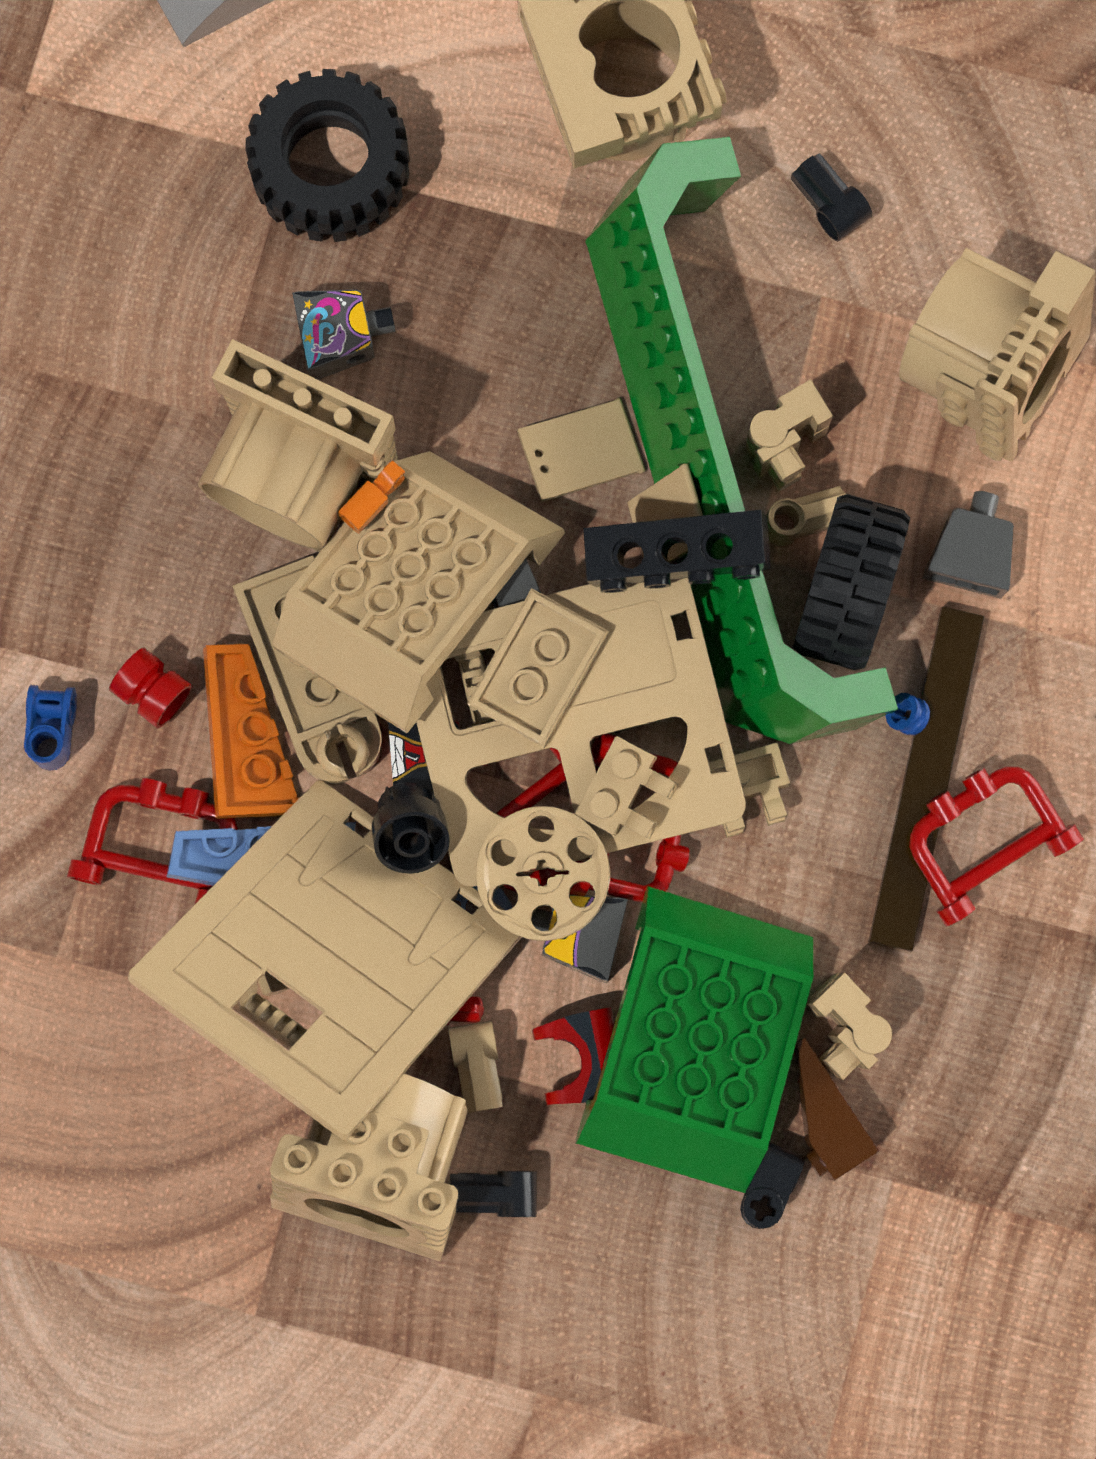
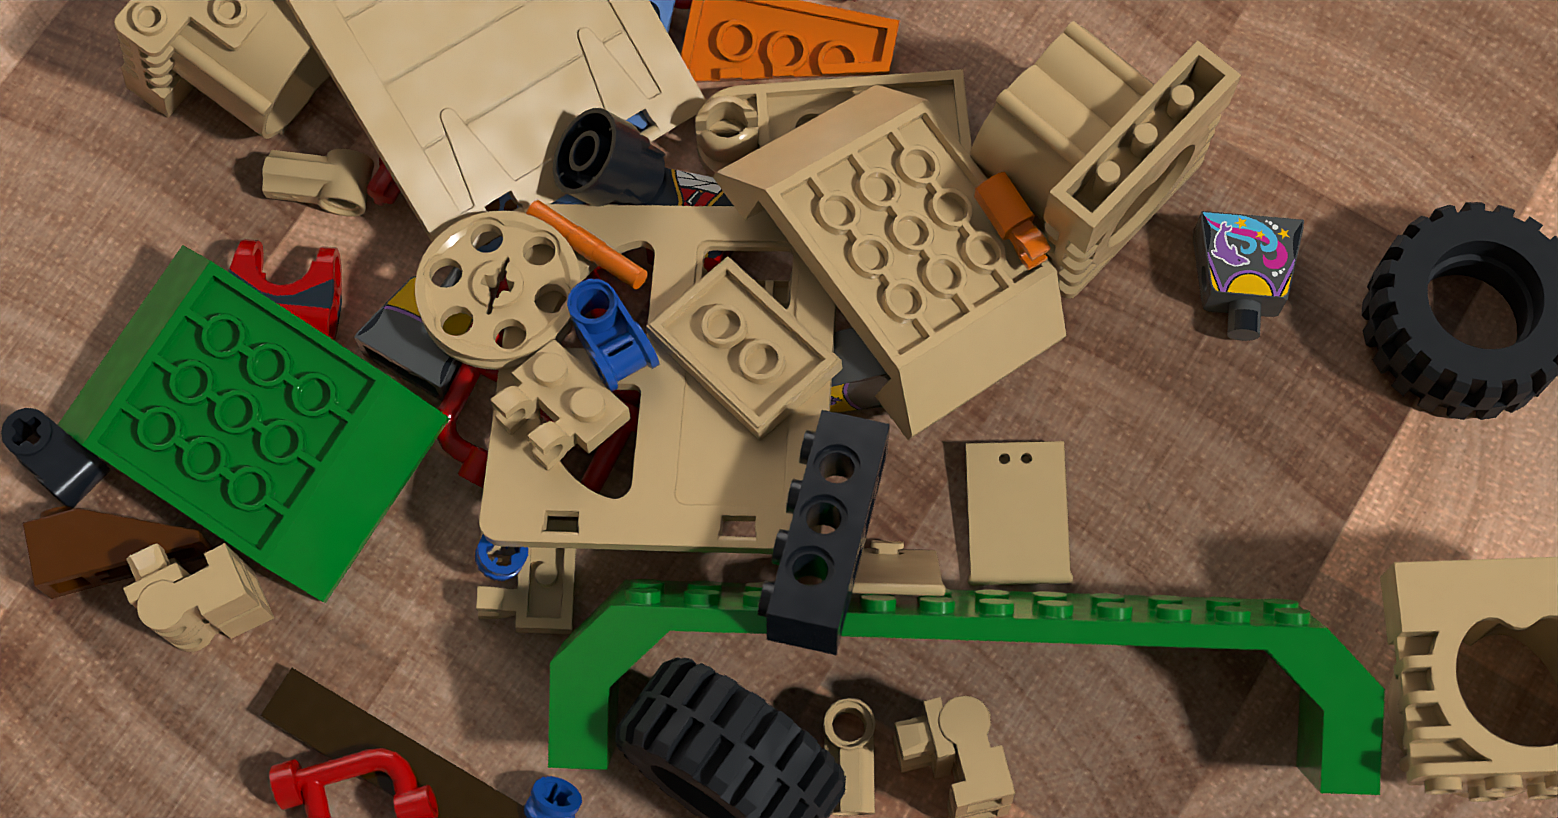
camera: 110 degrees right, 10 degrees down
(483, 820) = (590, 246): none -> orange piece
(500, 1193) = (169, 170): black piece -> none
(563, 767) = (612, 341): none -> blue piece
(751, 820) = (494, 571): none -> blue bush

